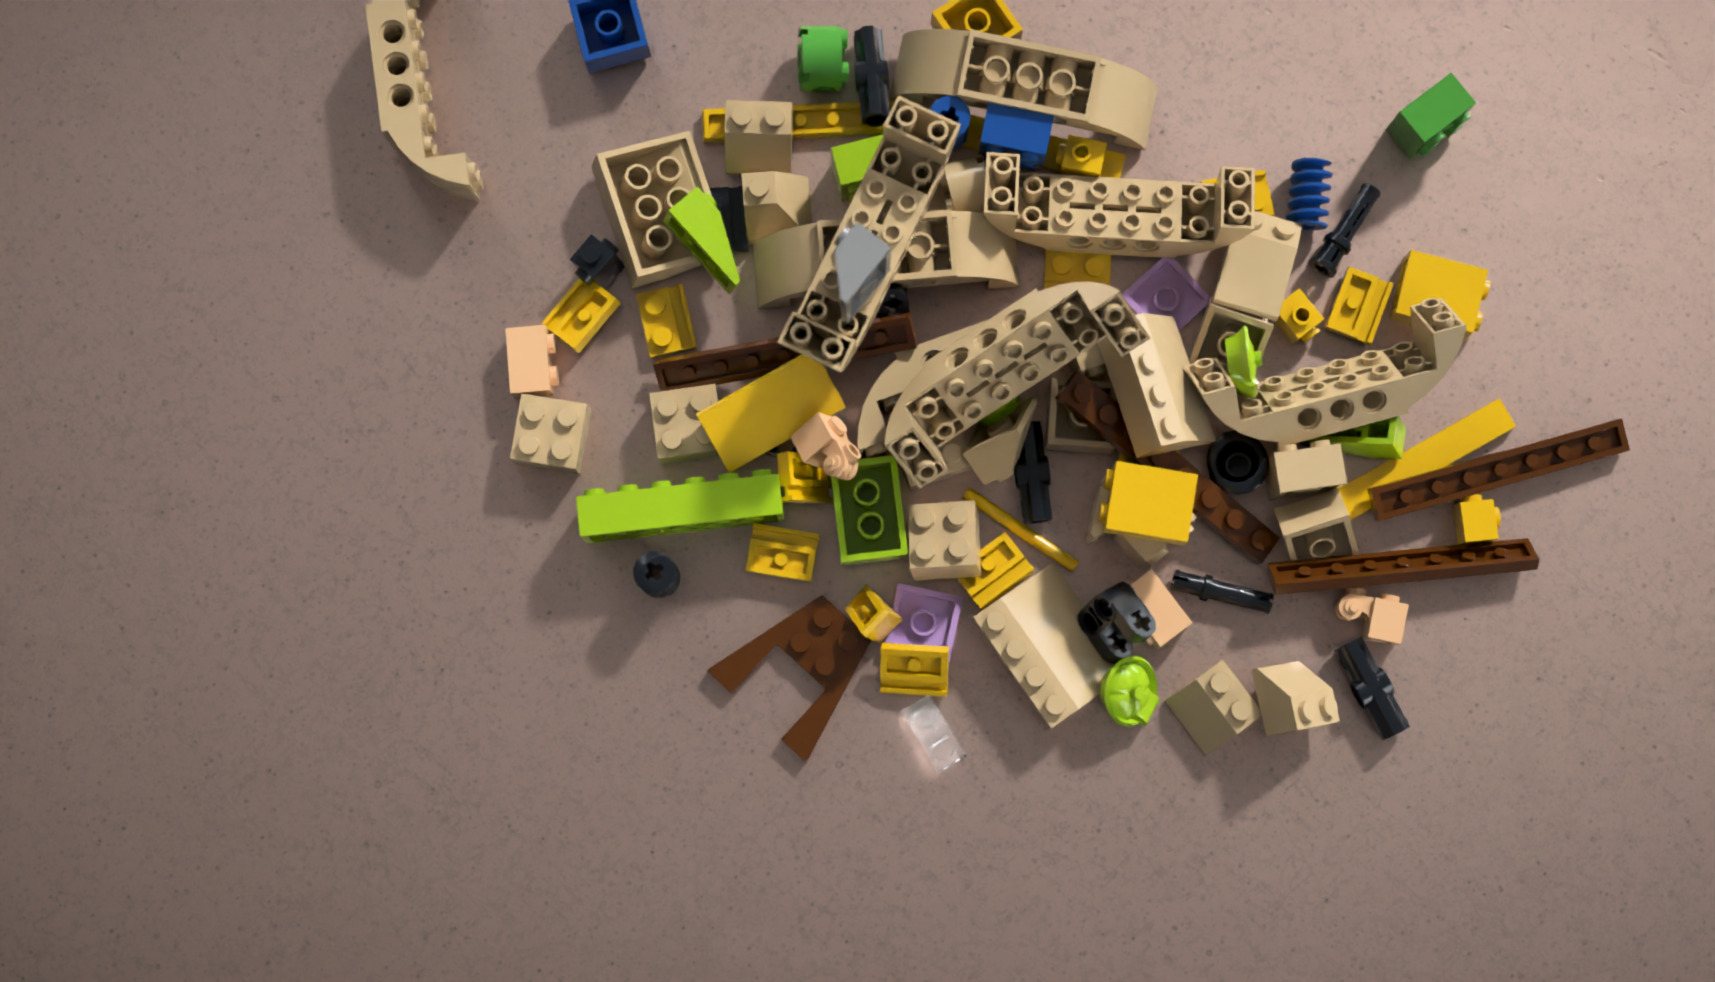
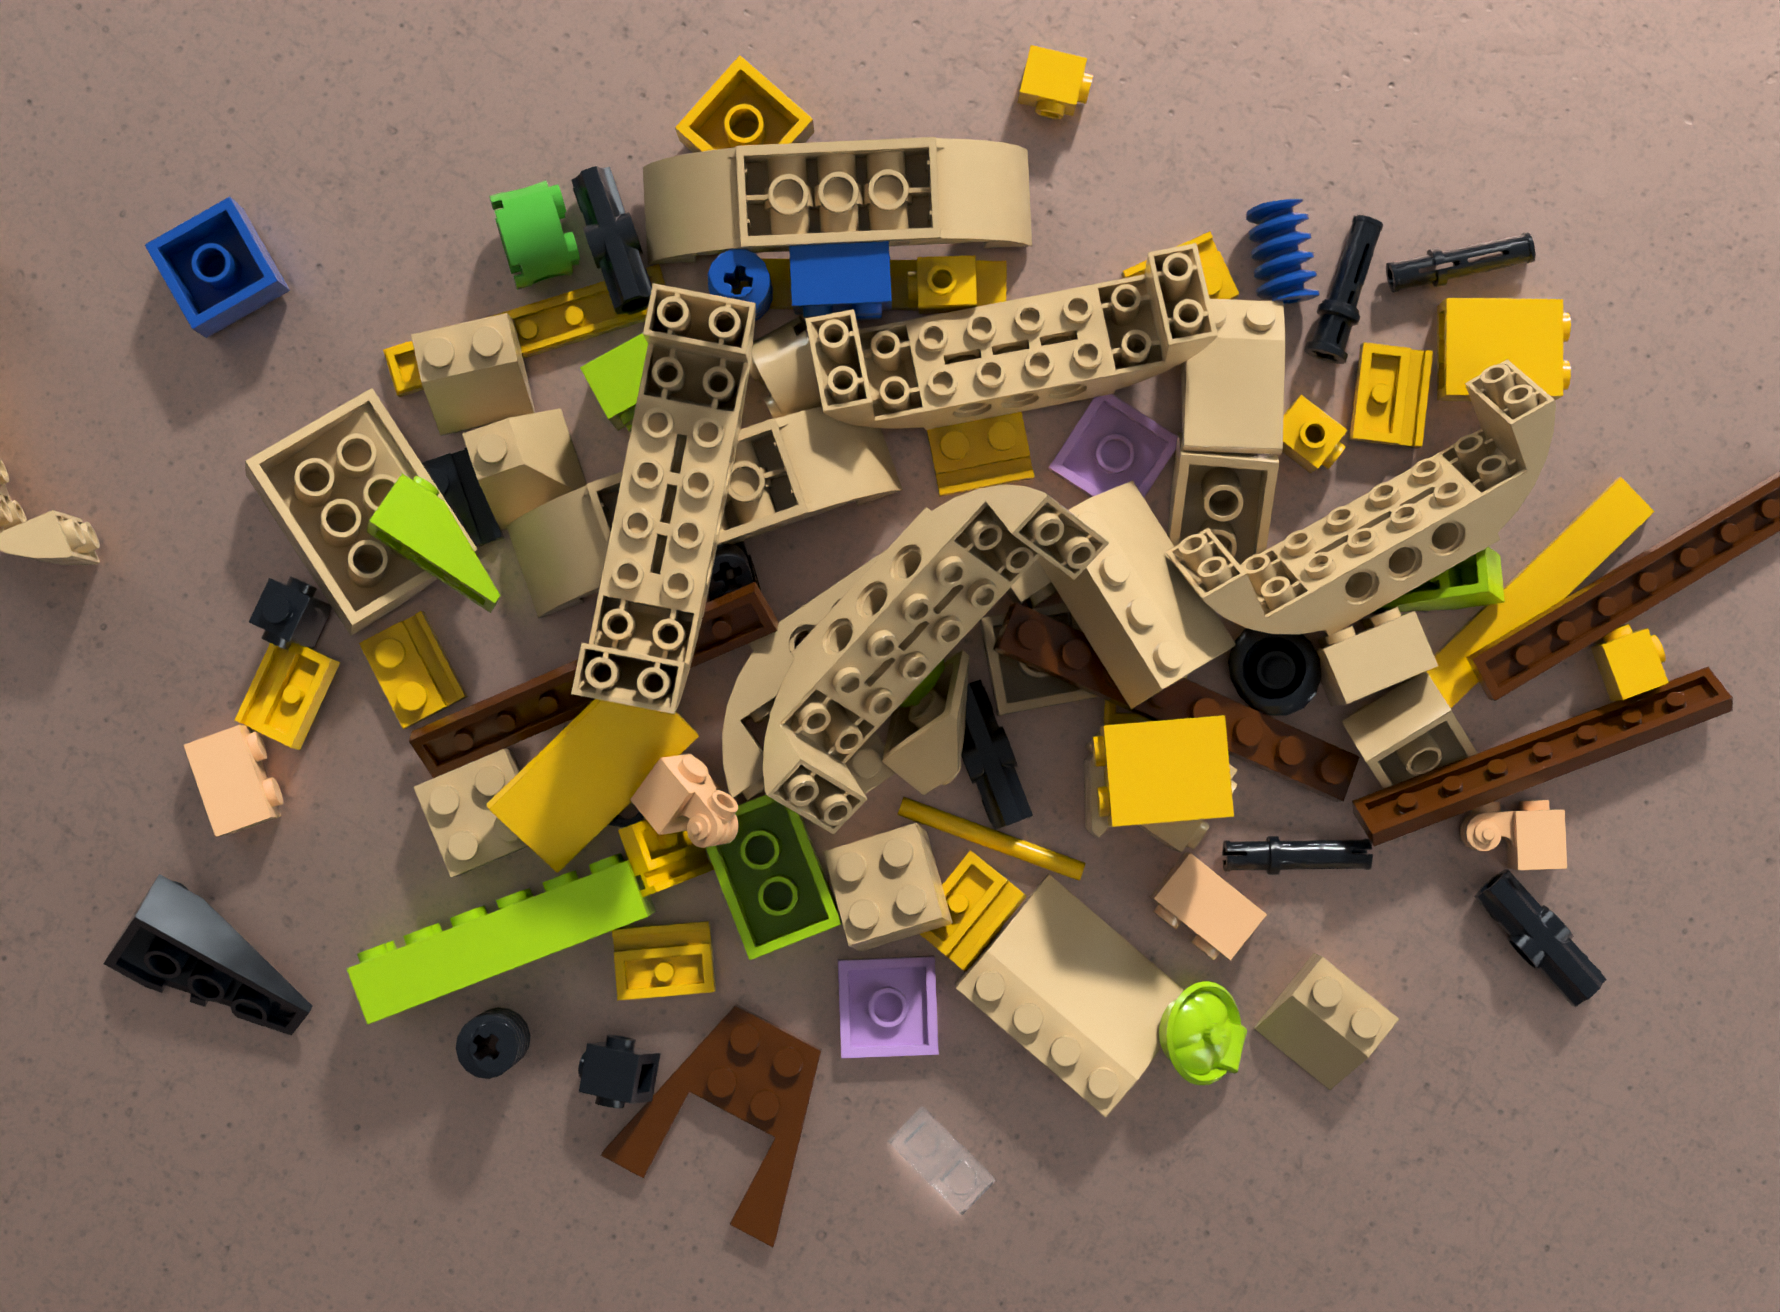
camera: 15 degrees left, 5 degrees up
(475, 467) = (190, 947): none -> black wedge
(550, 433) = (289, 878): tan brick -> none
(733, 617) = (618, 1072): none -> black brick
(860, 267) = (658, 560): light grey slope -> none
(872, 615) = (812, 1018): yellow slope -> none
(914, 669) = (892, 1079): yellow plate -> none
(1113, 617) = (1150, 934): black piece -> none
(1186, 47) = (1054, 82): none -> yellow brick
(1243, 362) = (1247, 529): lime piece -> none
(1293, 698) = (1435, 986): tan slope -> none
(1389, 230) = (1406, 273): none -> black pin
(1431, 117) = (1438, 85): bright green brick -> none

